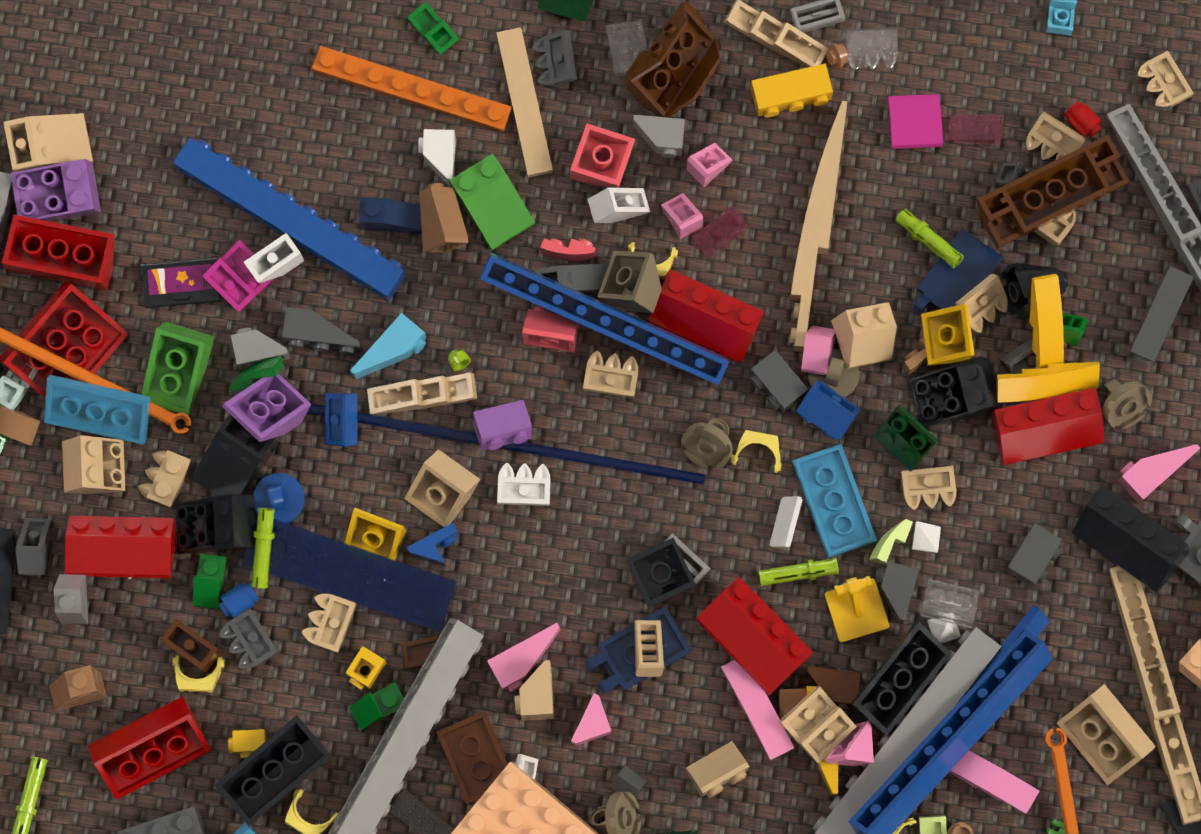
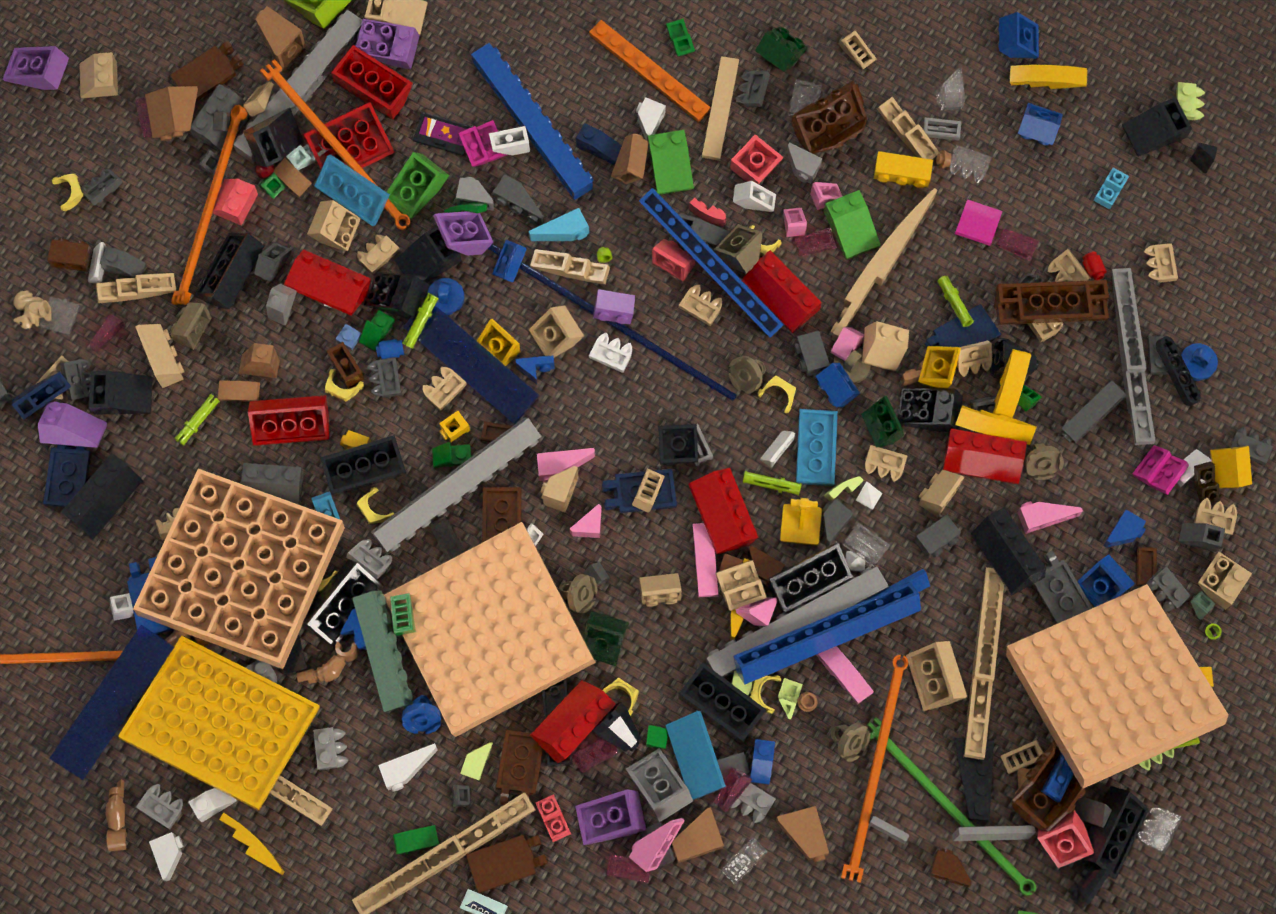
camera: 20 degrees right, 5 degrees down
(67, 737) = (238, 391): none -> medium nougat slope
(177, 605) = (349, 336): none -> medium blue plate
(757, 190) = (852, 224): none -> bright green slope
(1014, 496) = (940, 492): none -> tan slope

